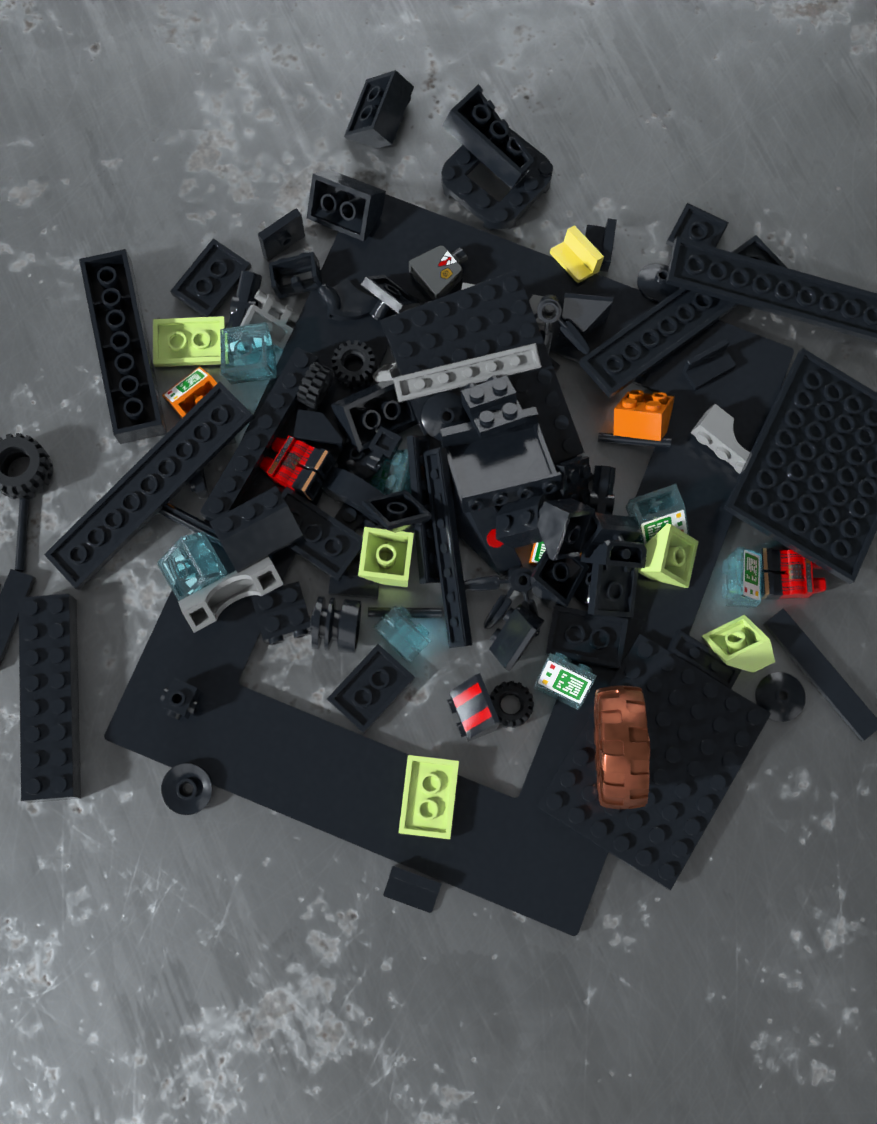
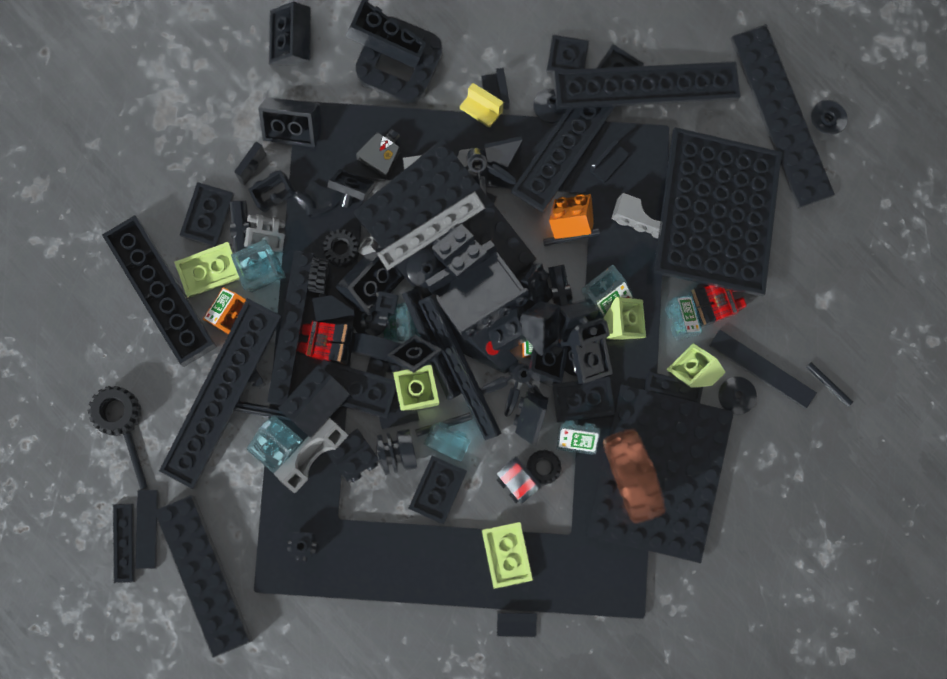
camera: 20 degrees left, 5 degrees up
(174, 790) = (325, 617): black dish -> none

